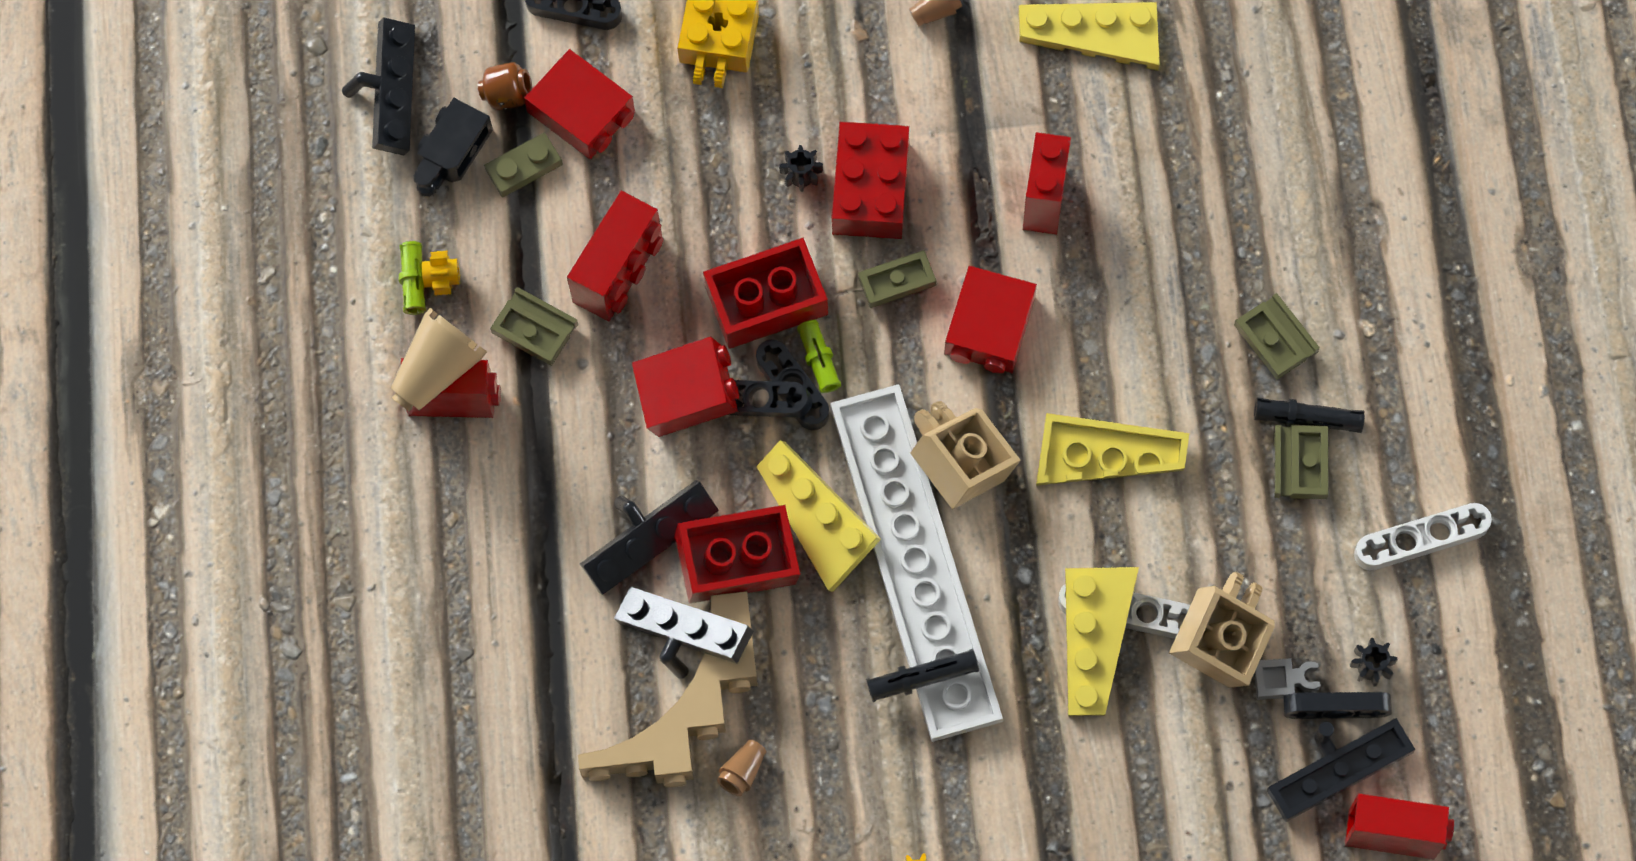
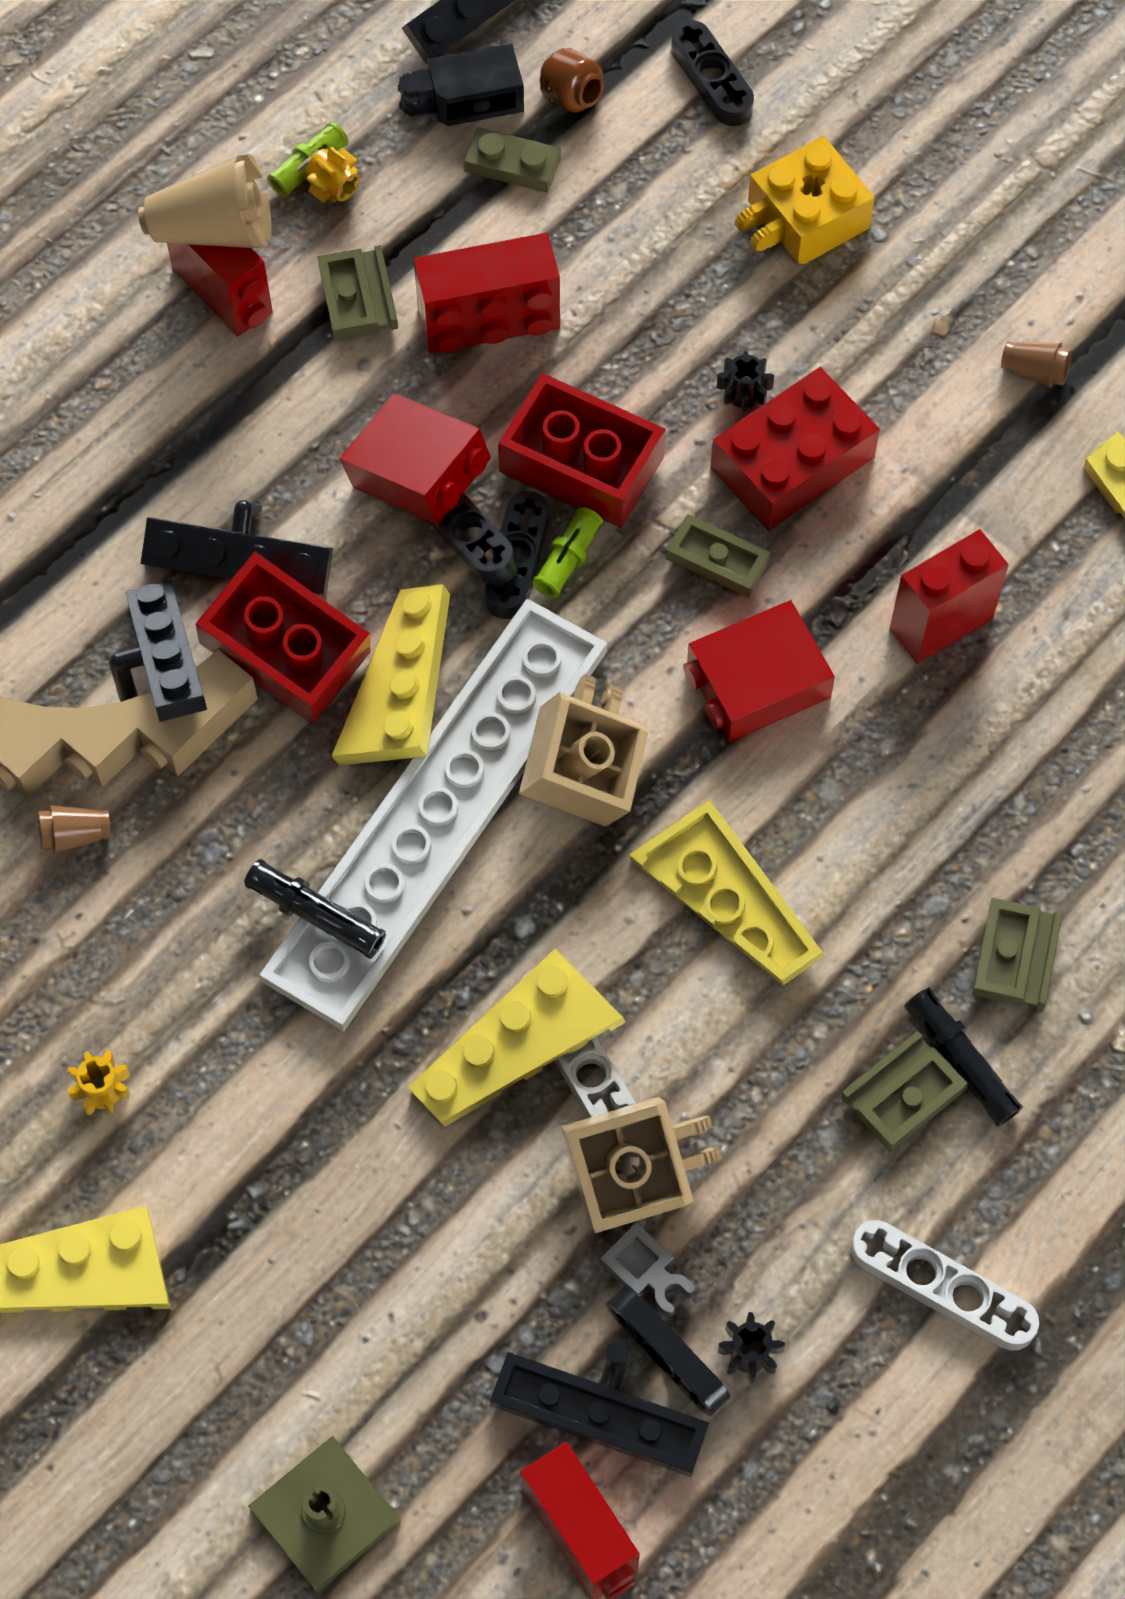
camera: 45 degrees right, 5 degrees down
(580, 104) = (617, 152): red brick -> none

